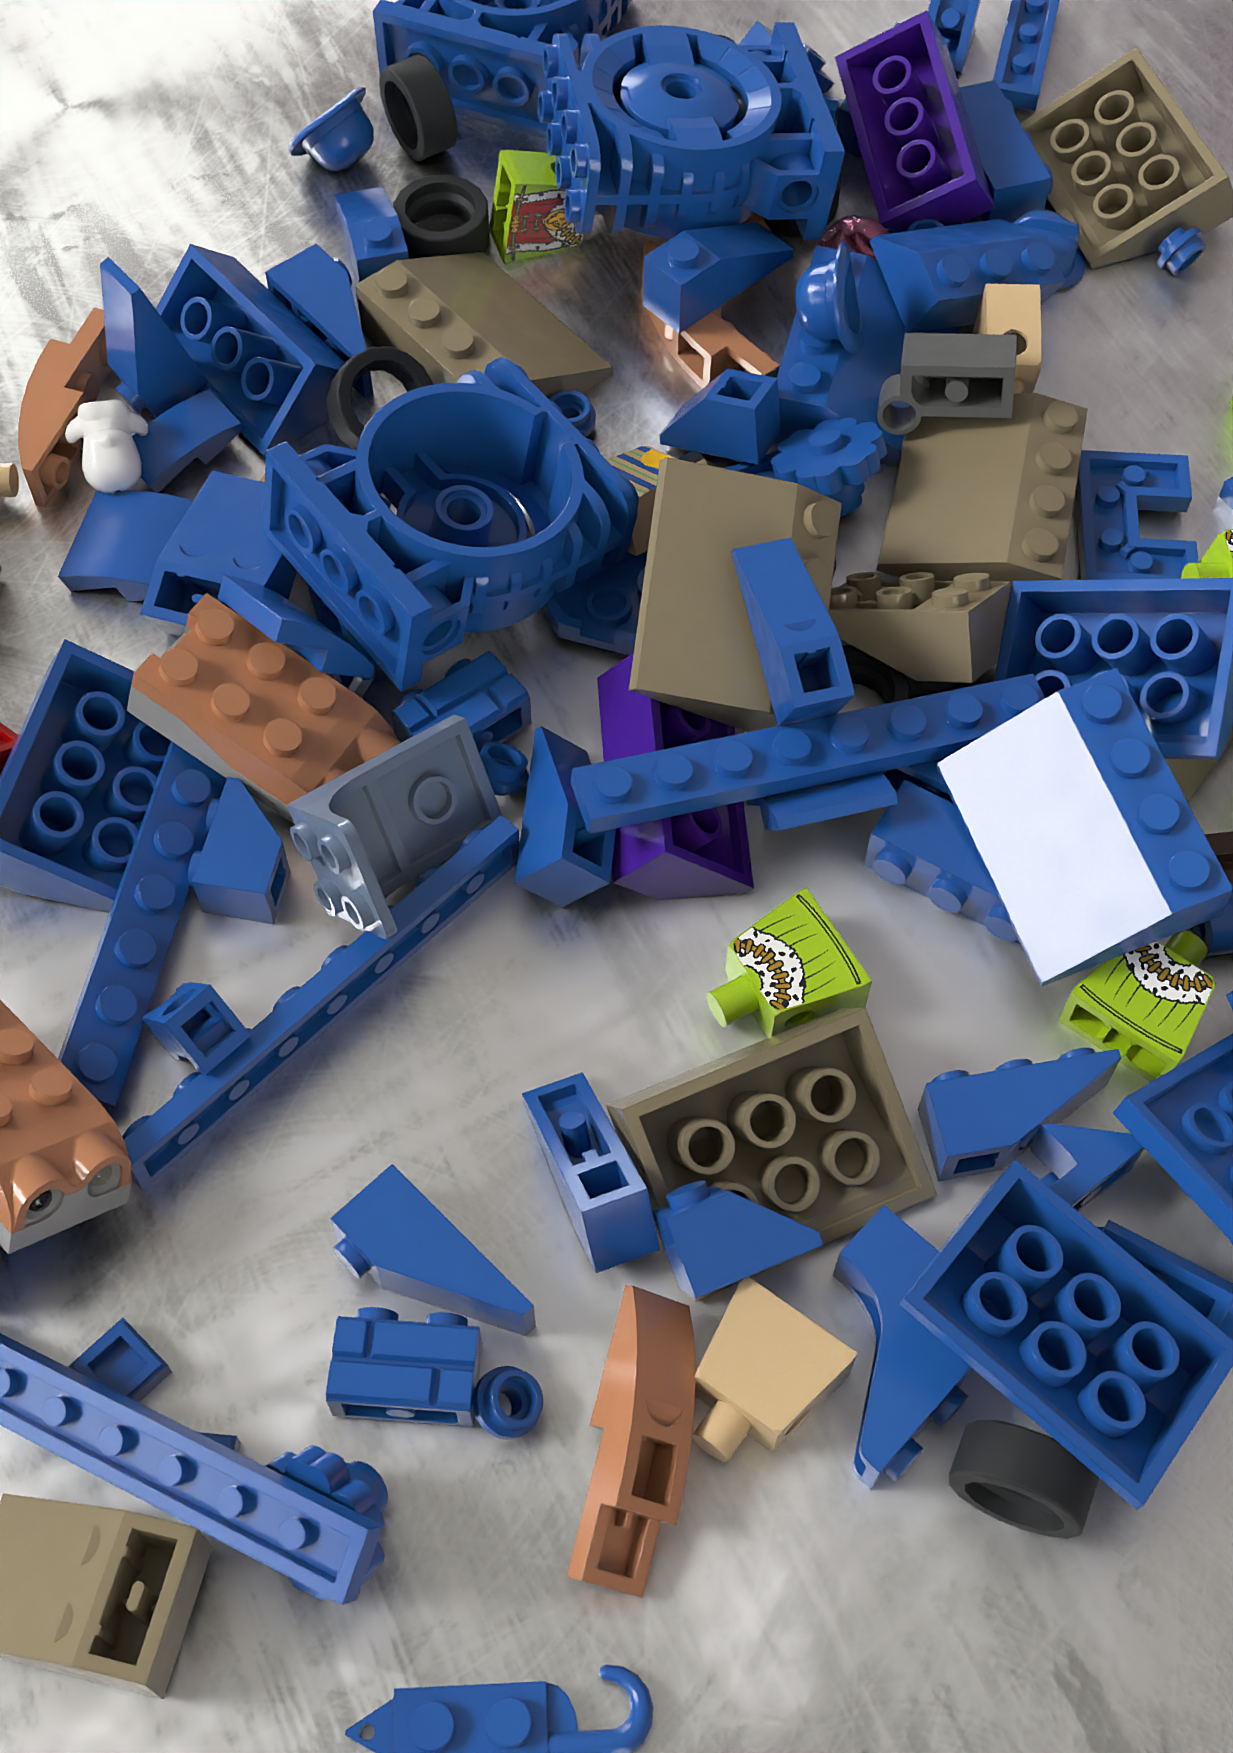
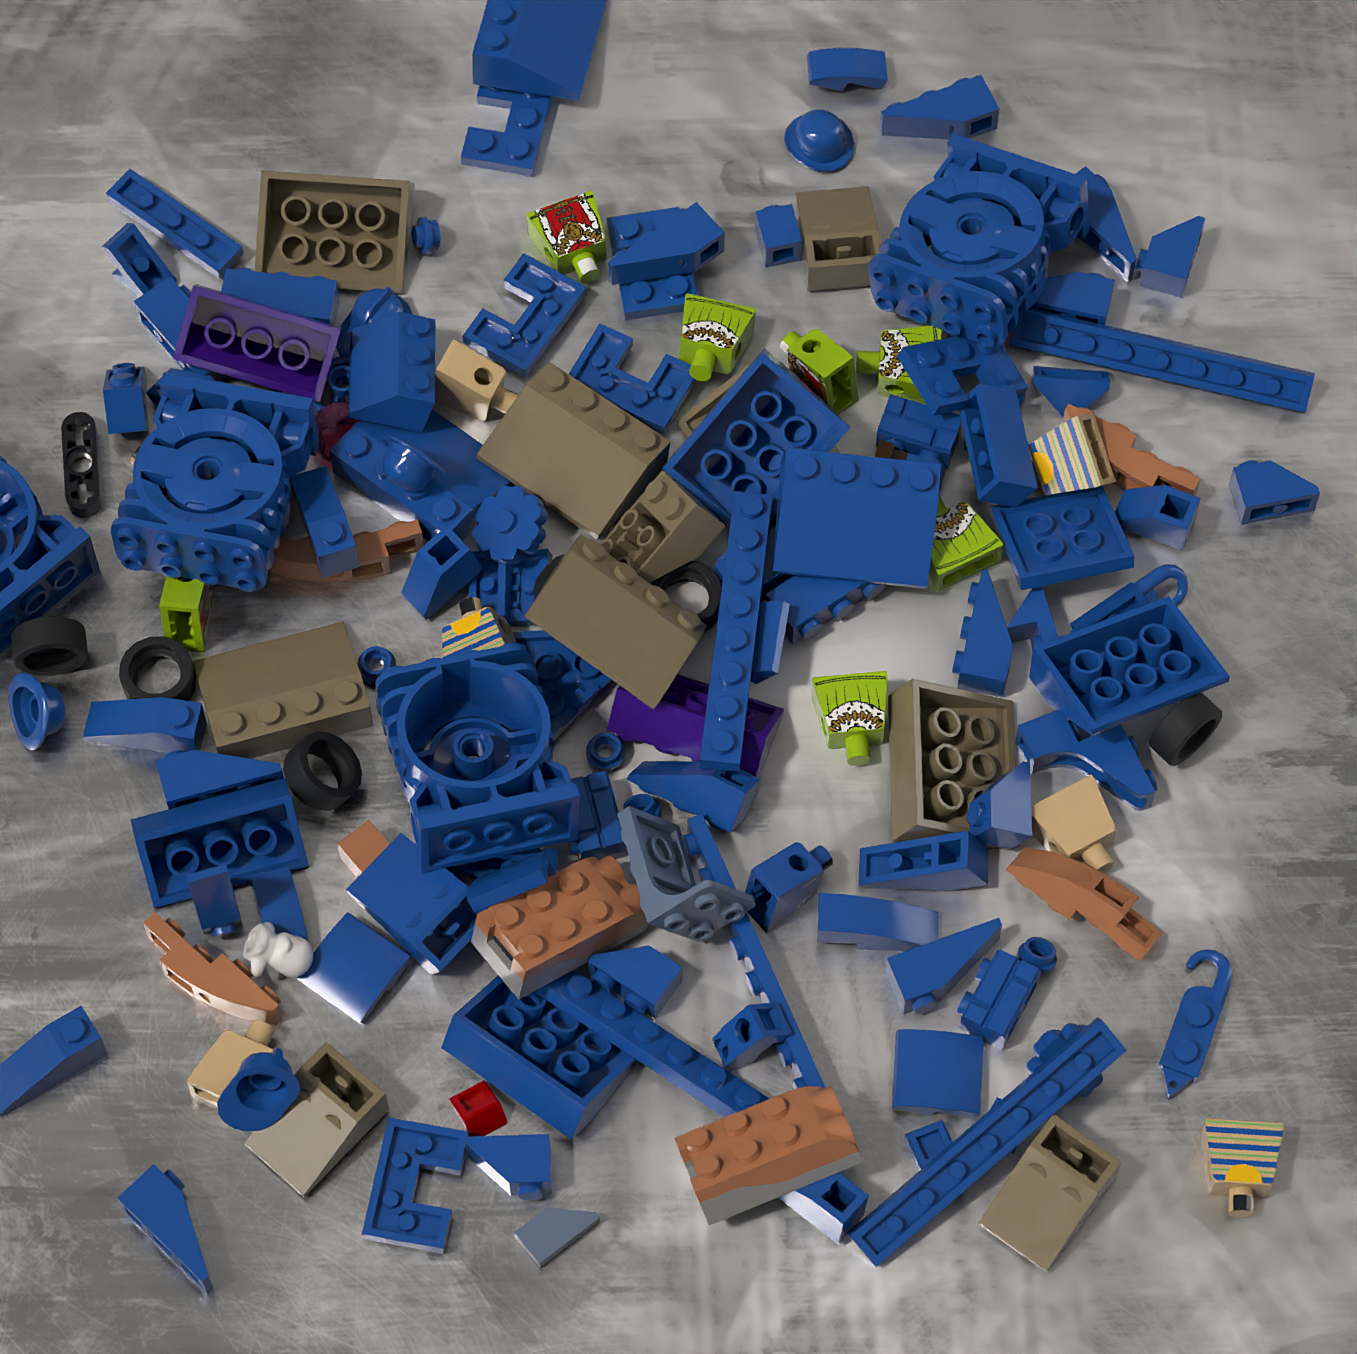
camera: 65 degrees left, 5 degrees up
(244, 1327) = (937, 1072): none -> blue slope
(459, 1135) = (874, 923): none -> blue slope
(463, 980) = (785, 883): none -> blue torso
(572, 685) = (605, 741): none -> blue plate
(792, 633) = (672, 601): blue slope -> none
(950, 379) = (497, 427): dark grey hinge -> none
(1185, 403) = (523, 344): none -> blue plate

